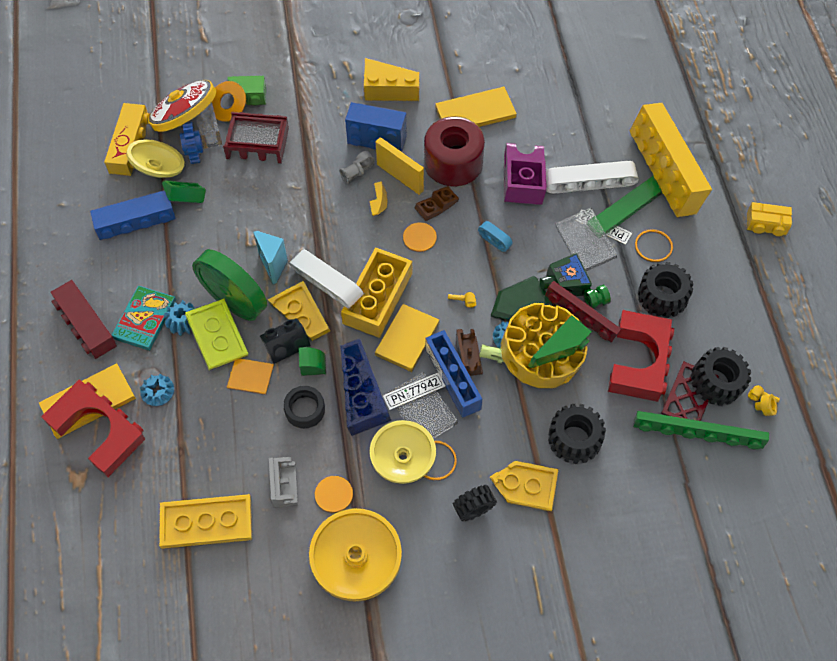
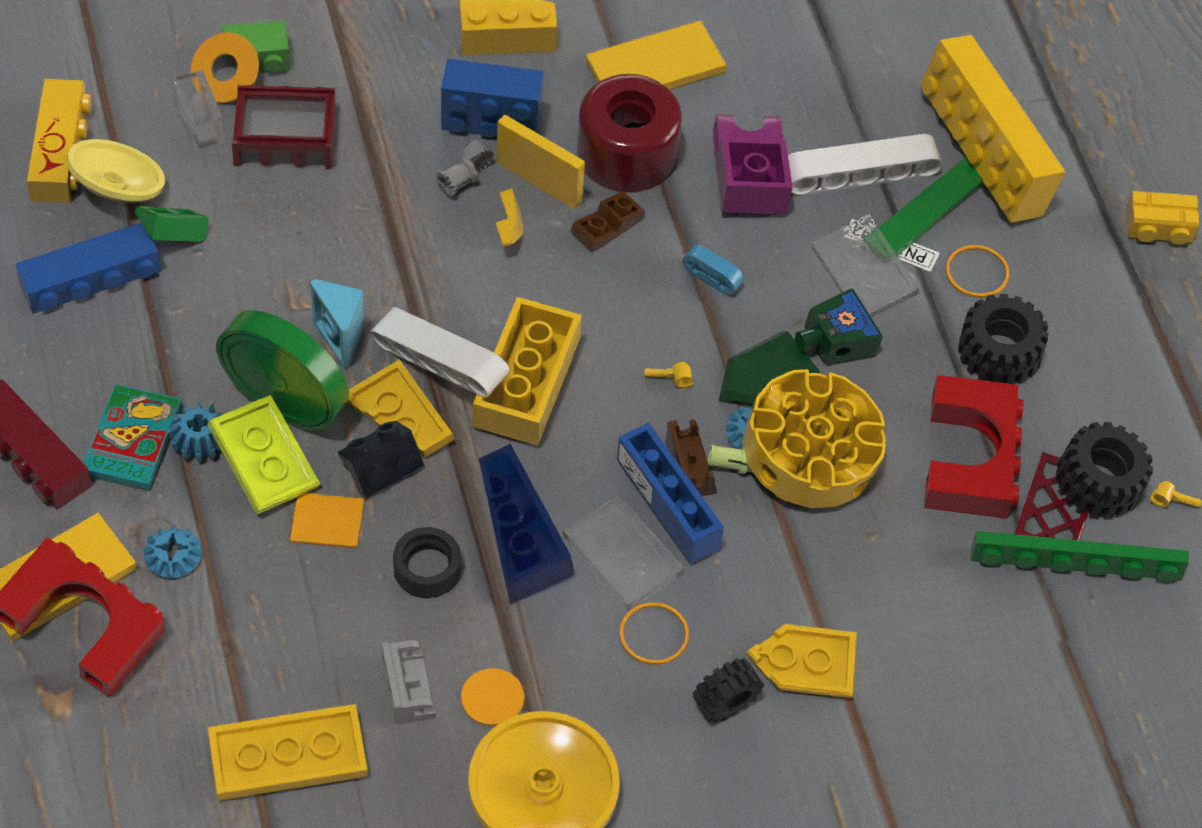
camera: 10 degrees left, 5 degrees down
(182, 105) = (150, 78): dish -> none
(191, 142) = (175, 140): blue gear -> none
(312, 361) = (429, 489): green brick -> none
(402, 439) = (601, 602): light yellow dish -> none
(406, 337) = (583, 442): yellow tile -> none
(414, 391) = (608, 524): white sticker -> none
(419, 237) = (584, 278): light orange piece -> none
(563, 343) = (846, 430): green slope -> none
(580, 418) = (886, 550): black tyre -> none
(588, 316) = (882, 388): dark red plate -> none
(597, 296) = (890, 358): green wheel -> none
(767, 405) = (1183, 511): yellow tile -> none

